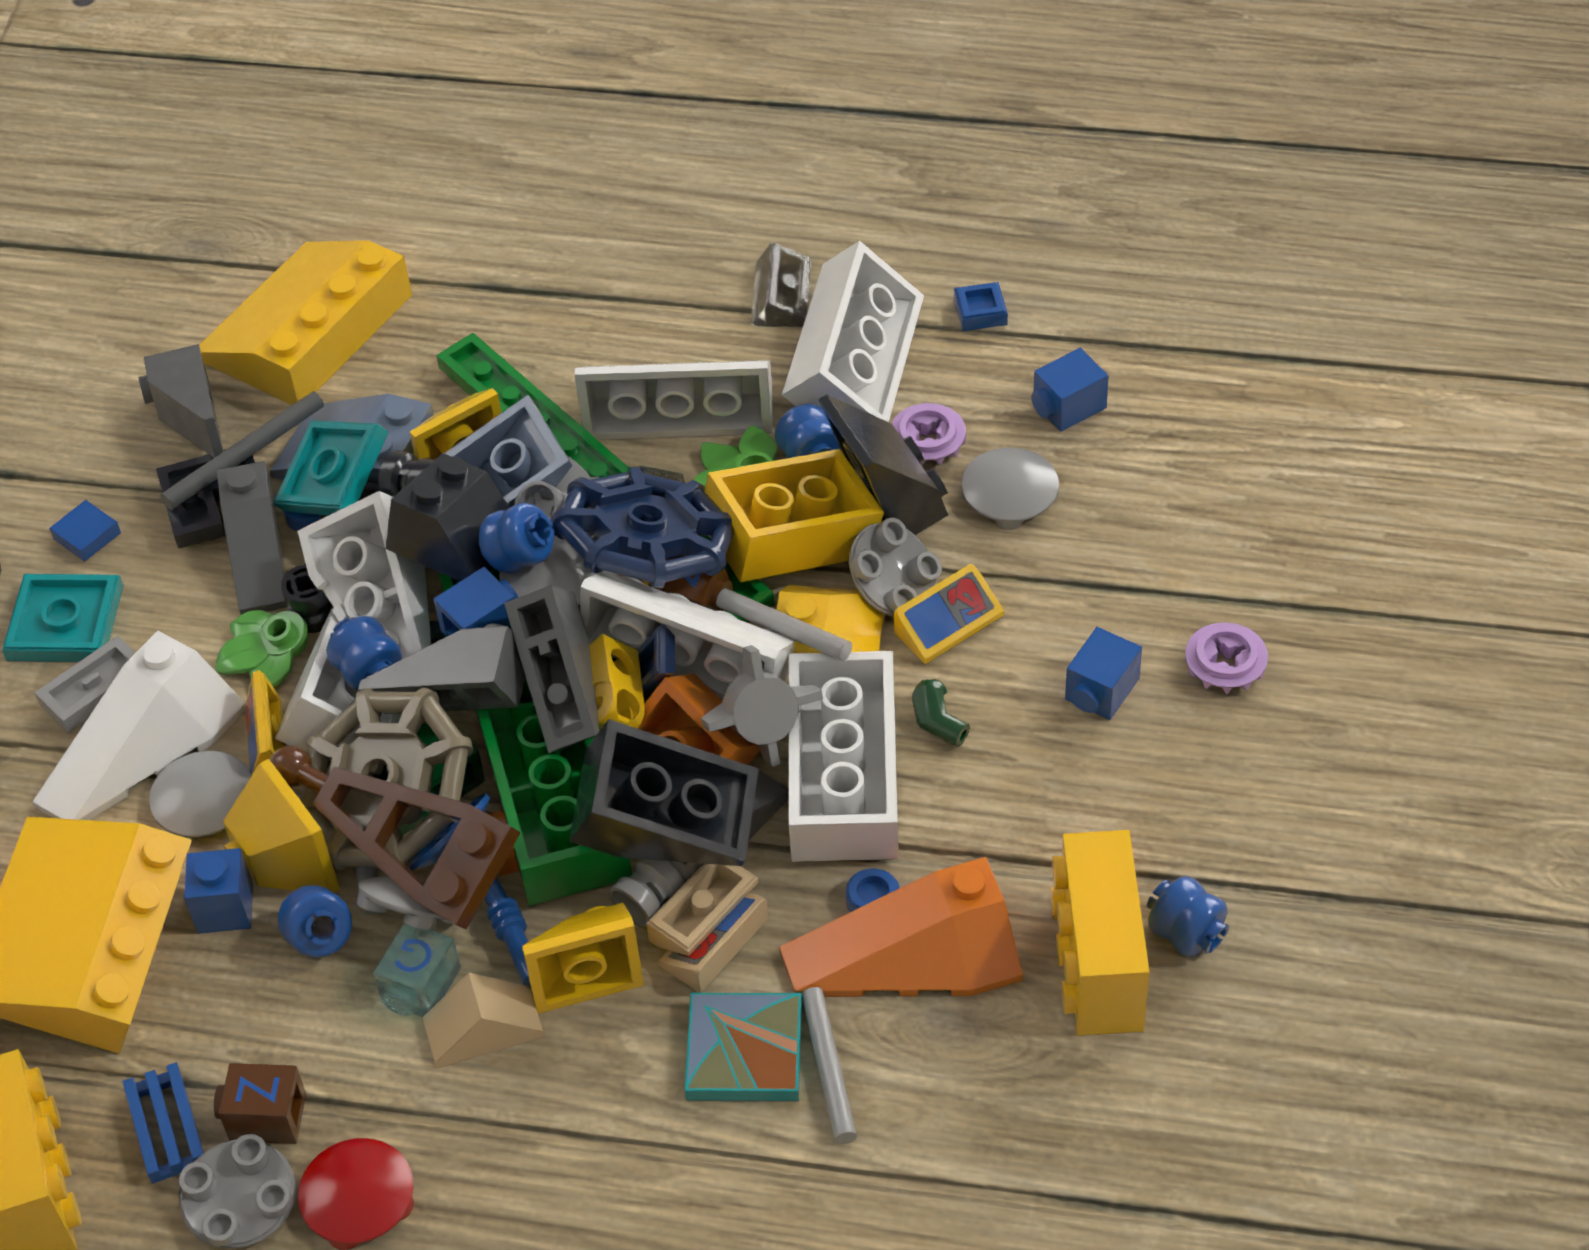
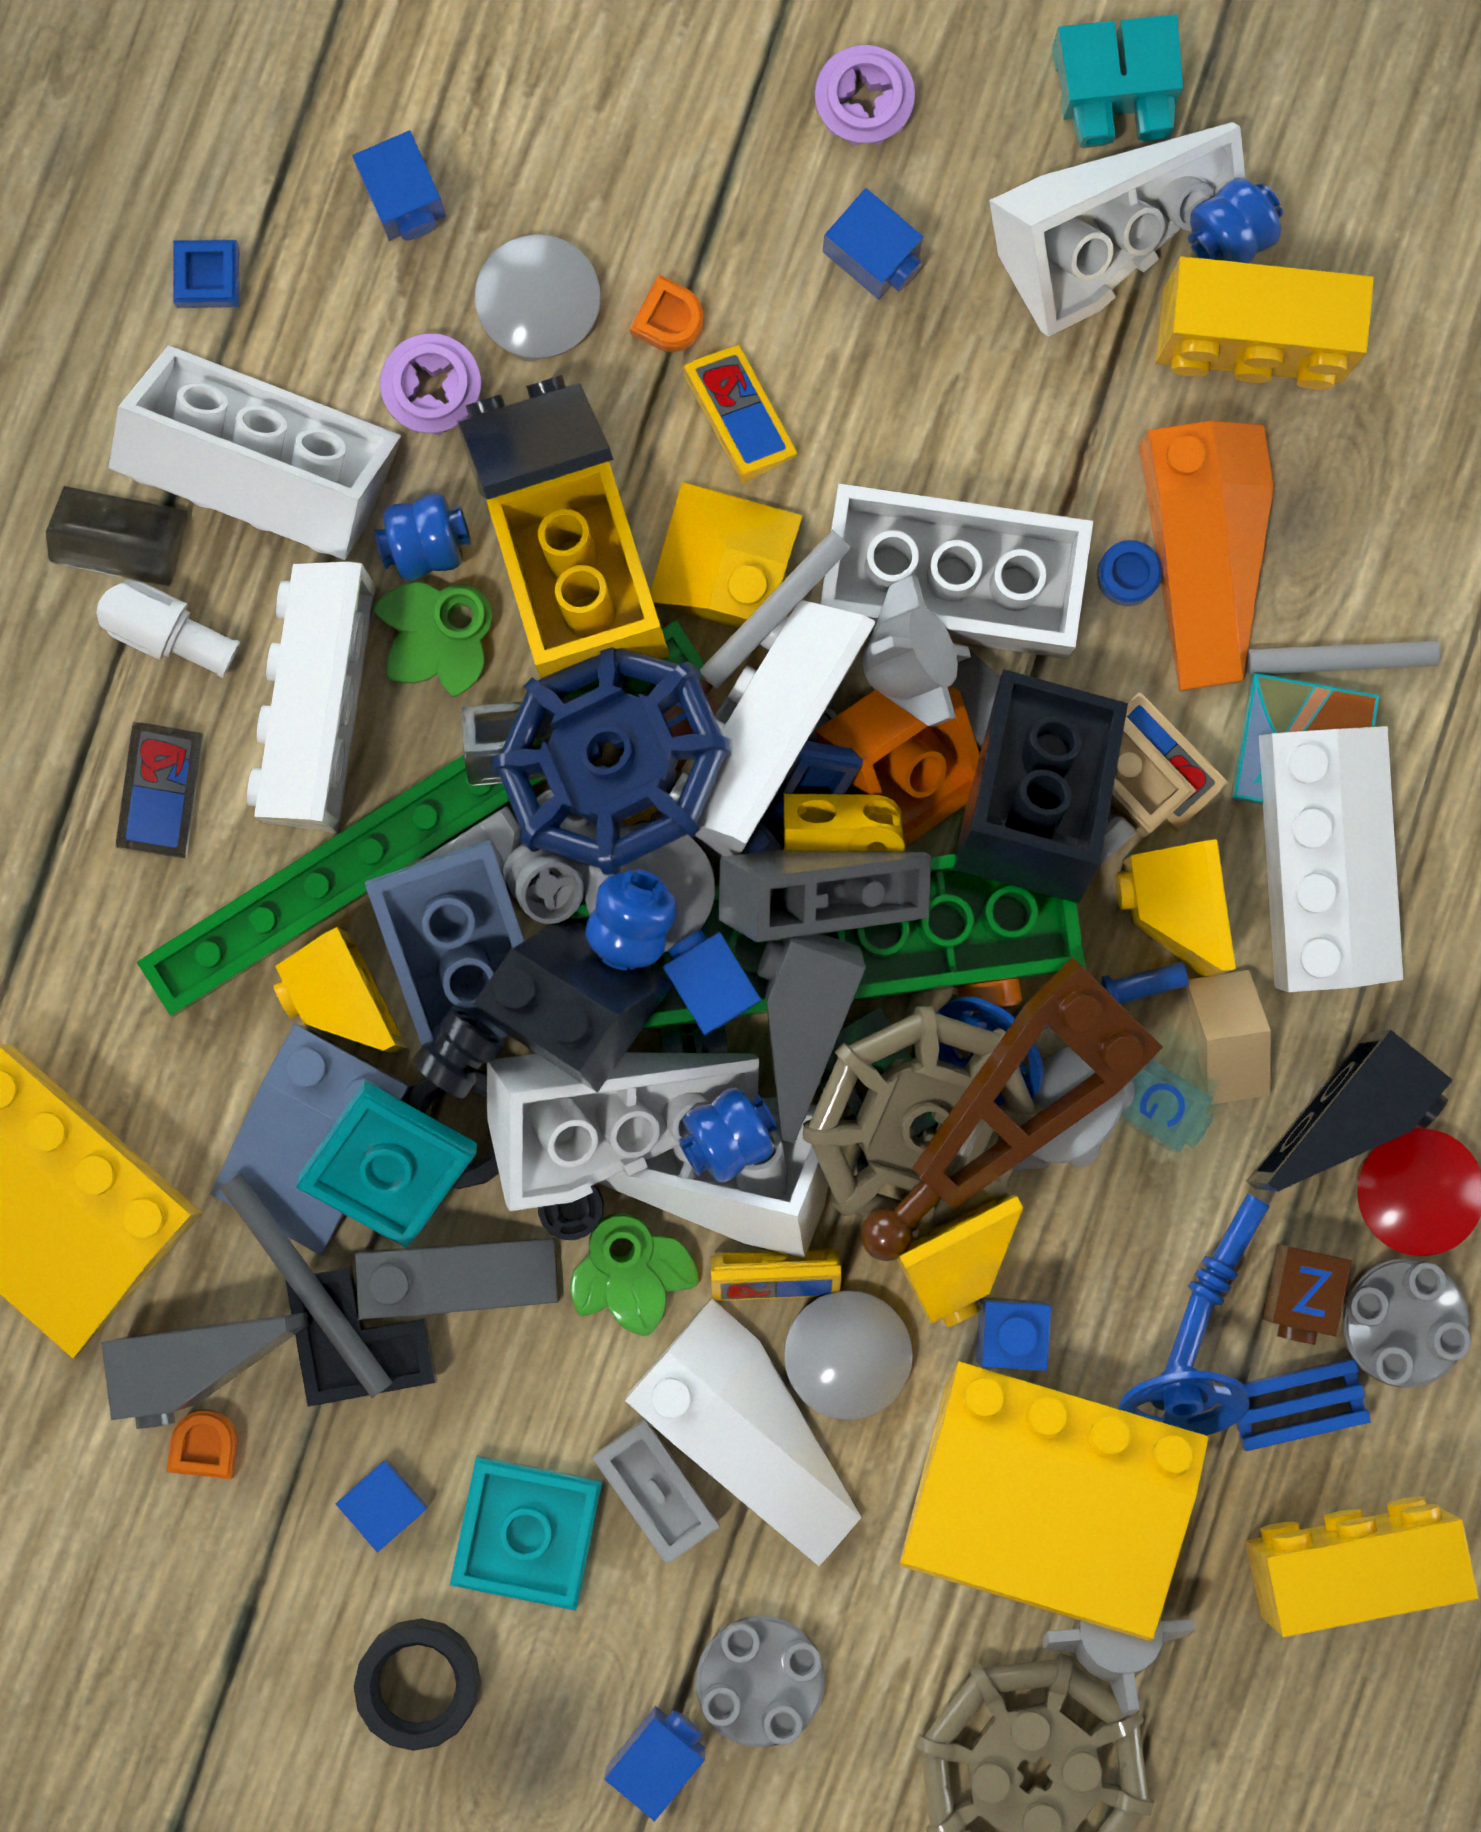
camera: 90 degrees left, 35 degrees up
(130, 429) = (204, 1445): none -> orange tile
(175, 1014) = (1181, 1388): none -> blue dish
(331, 927) = (1081, 1219): blue piece -> none
(426, 1101) = (1366, 1102): none -> black slope
(599, 331) = (159, 790): none -> slope
(642, 1063) = (1331, 858): none -> white slope
(716, 312) = (162, 626): none -> white arm
(891, 565) = (668, 464): light grey dish -> none
(932, 715) = (884, 459): dark green arm -> none
(1015, 566) = (669, 317): none -> orange tile
(1170, 824) = (1095, 223): none -> white wedge
(1296, 814) = (1119, 74): none -> teal hips

